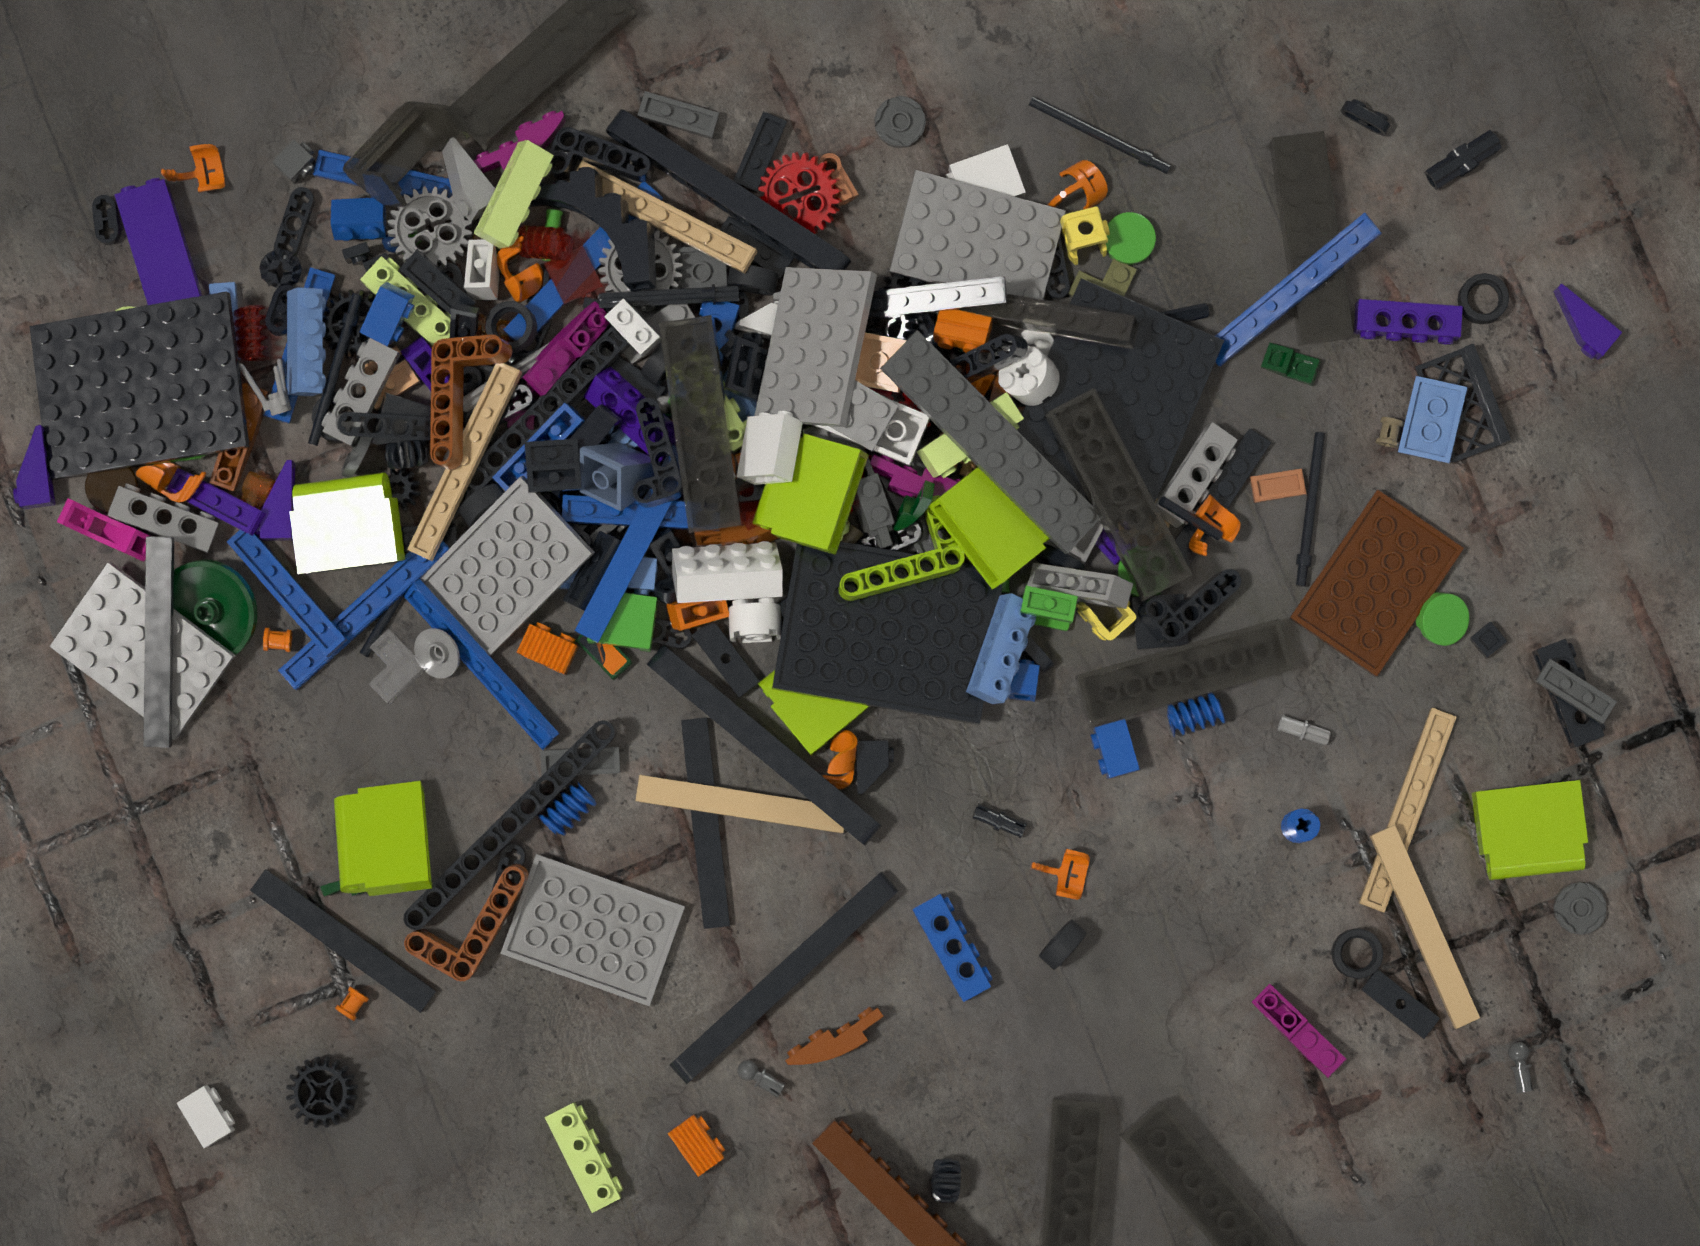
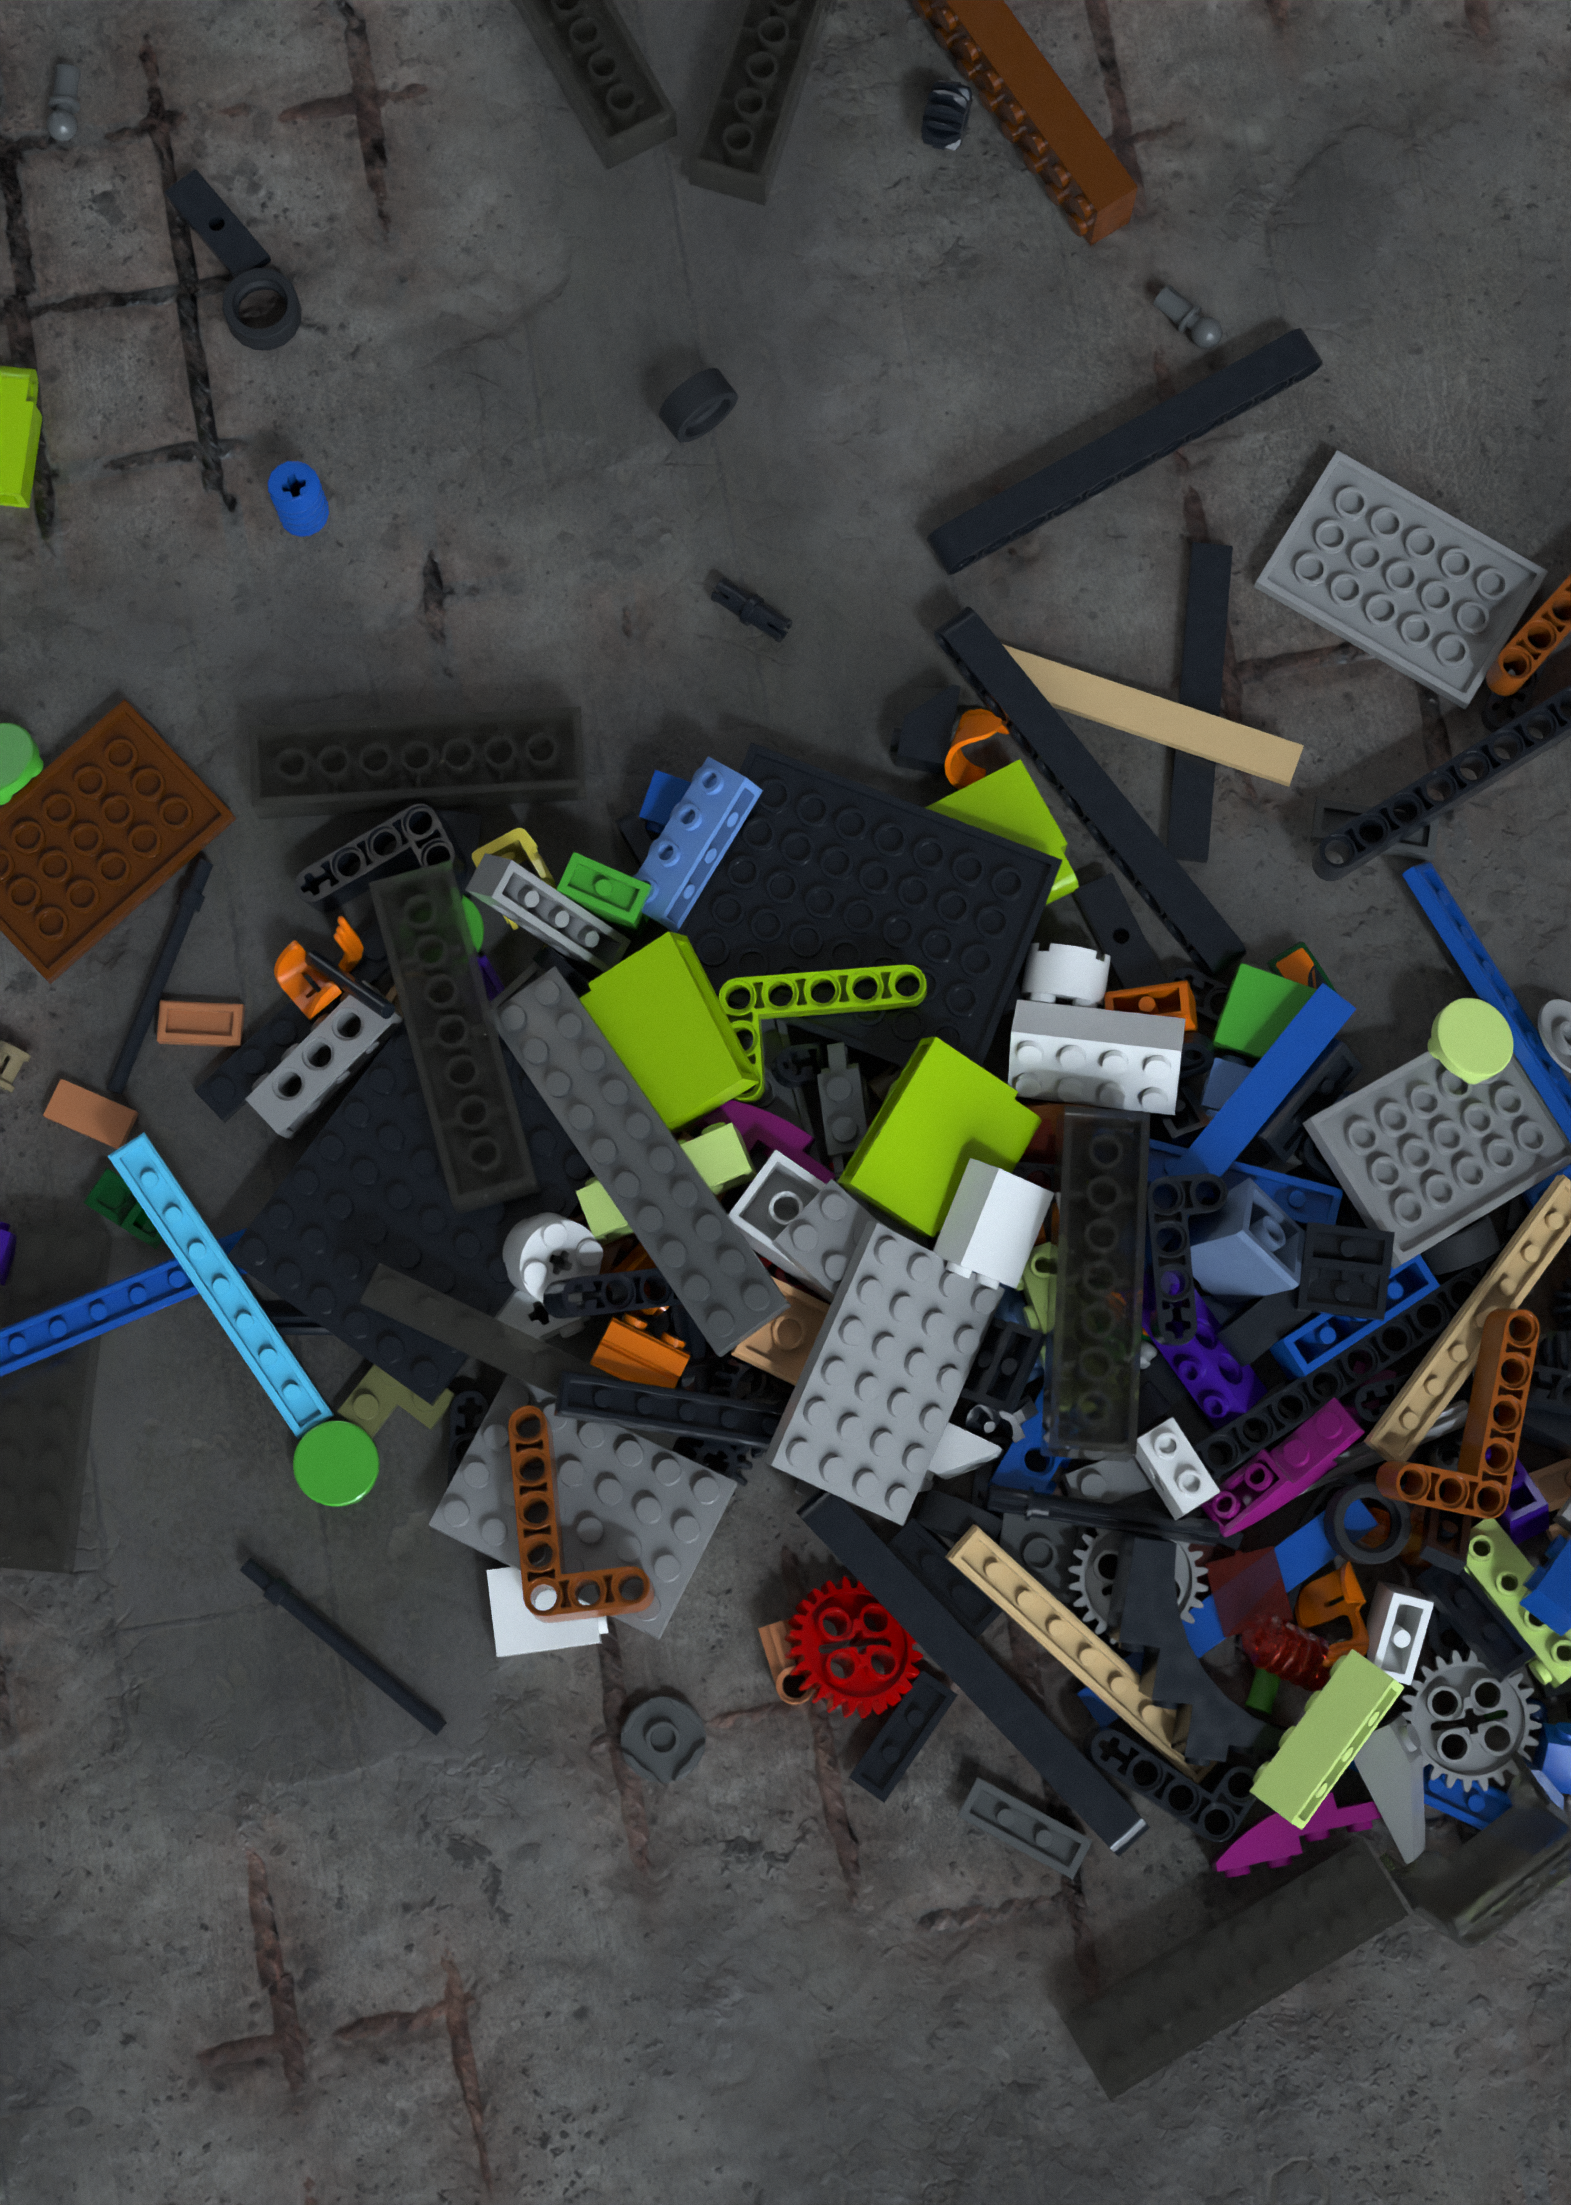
camera: 165 degrees left, 5 degrees down
(498, 633) = (1471, 1040): none -> yellowish green tile
(547, 648) = (1394, 1009): orange brick -> none
(567, 809) = (1405, 757): blue piece -> none
(584, 1157) = (1473, 261): yellowish green brick -> none
(696, 1144) = (1302, 243): orange brick -> none
(826, 1047) = (1080, 338): dark orange slope -> none
(913, 507) = (780, 1090): dark green slope -> none
(964, 986) = (855, 381): blue brick -> none
(991, 213) = (549, 1534): none -> dark orange beam
(1075, 240) = (427, 1473): light yellow piece -> none
(1079, 171) = (374, 1588): orange helmet -> none
(1079, 867) = (663, 485): orange helmet -> none
(1115, 749) = (550, 668): blue brick -> none
(1194, 714) = (416, 699): blue piece -> none
(1223, 325) = (220, 1285): none -> medium azure tile
(1298, 1031) = (376, 215): magenta slope -> none
(1303, 730) = (257, 646): light grey axle -> none
(1330, 415) = (90, 1114): none -> nougat tile
(1411, 800) = (130, 501): tan tile -> none
(1424, 926) = (151, 327): tan tile -> none

